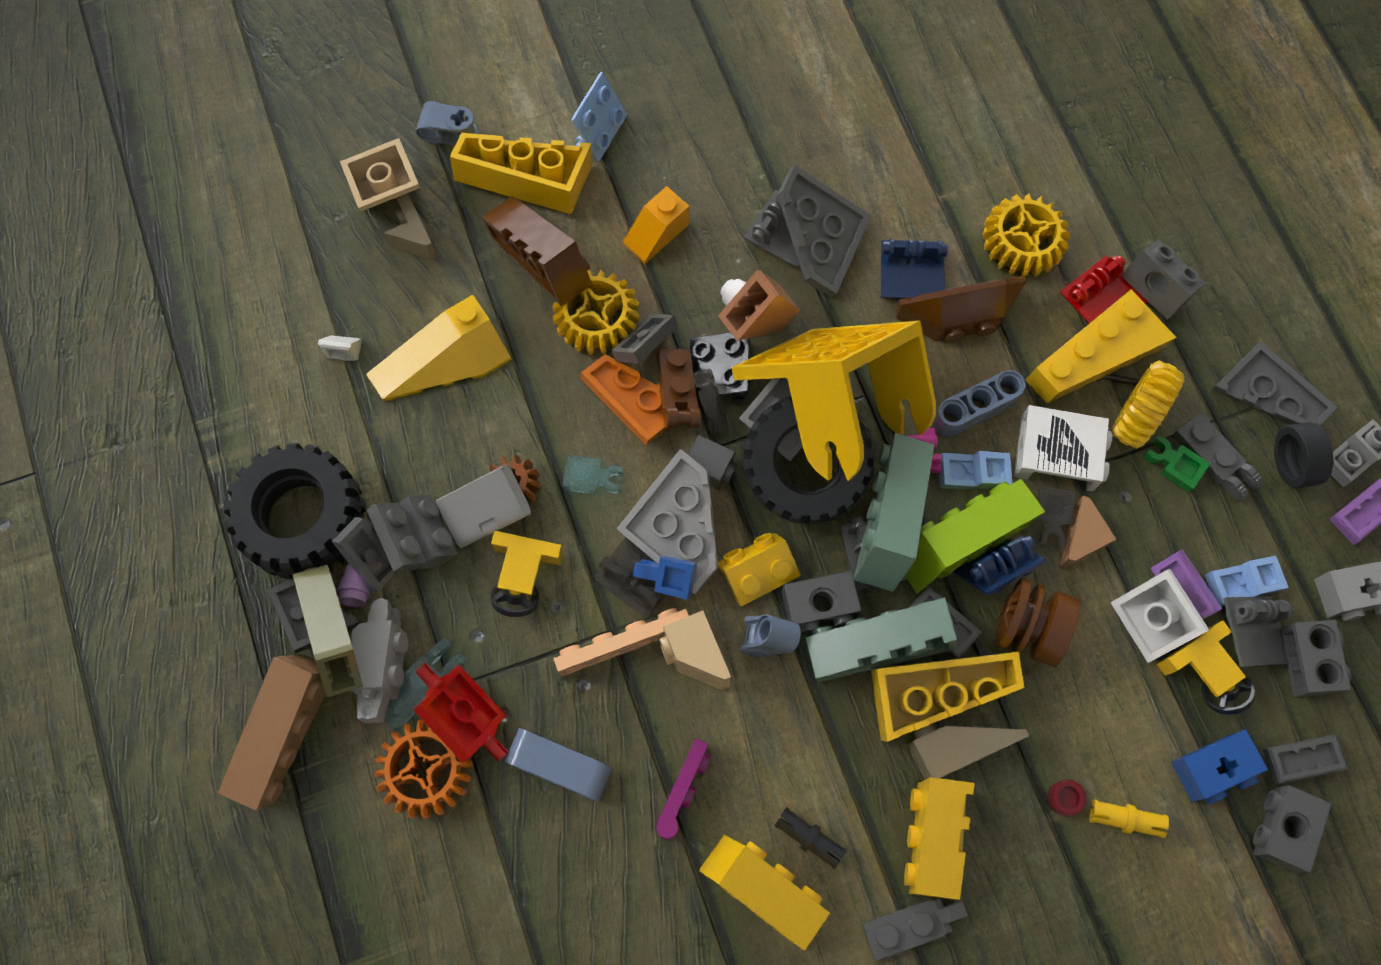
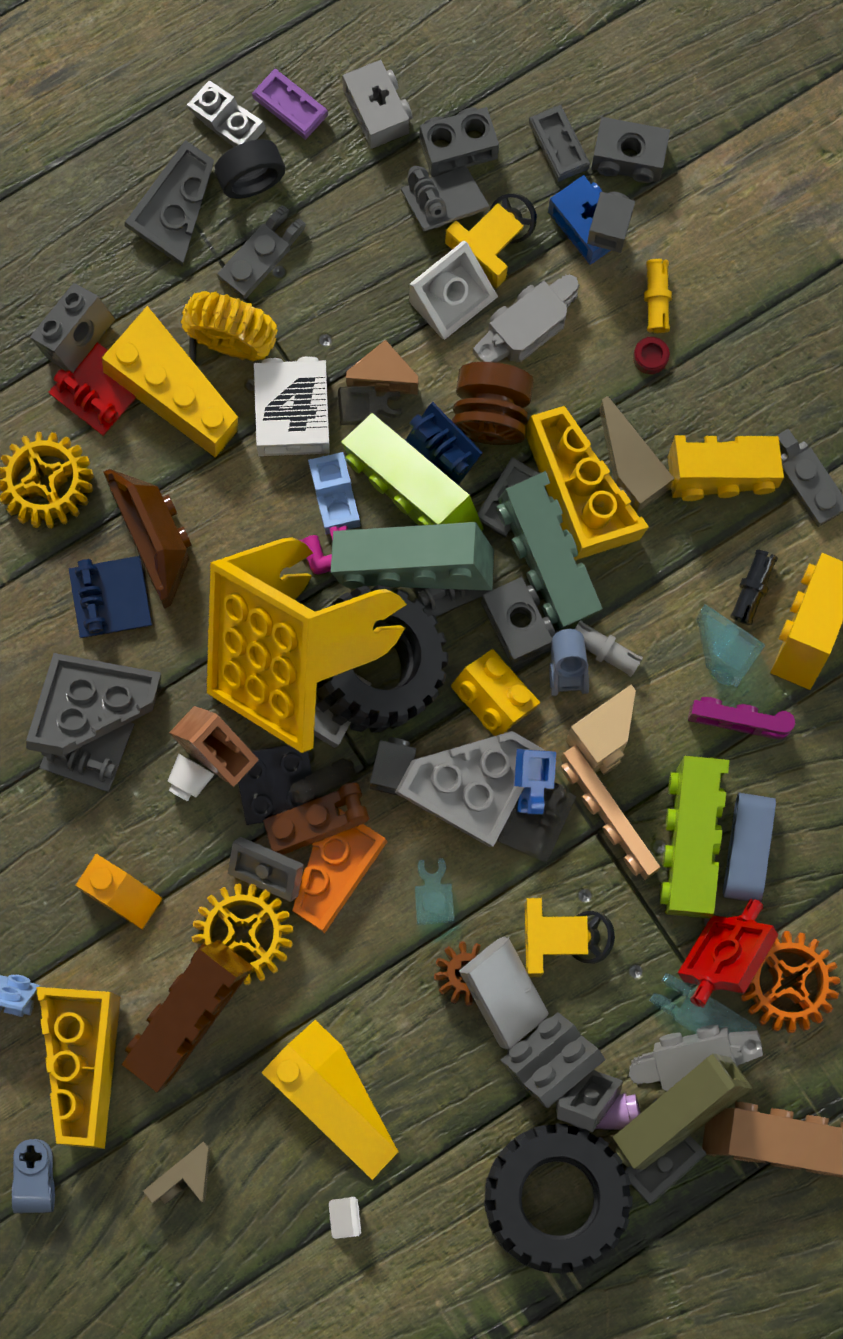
camera: 105 degrees left, 5 degrees up
(379, 174) = (133, 1225): tan slope -> none
(578, 713) = (694, 837): none -> lime wedge
(753, 793) = (726, 647): none -> clear light blue slope
(779, 678) = (608, 650): none -> light grey pin
(989, 393) = (256, 483): sand blue beam -> none
(1118, 683) = (528, 322): none -> light grey hinge
(1181, 466) = (282, 287): green plate -> none
(1190, 582) = (410, 266): medium lavender plate -> none
(1214, 780) = (611, 221): none -> dark grey brick
(1247, 580) = (391, 212): light blue slope -> none

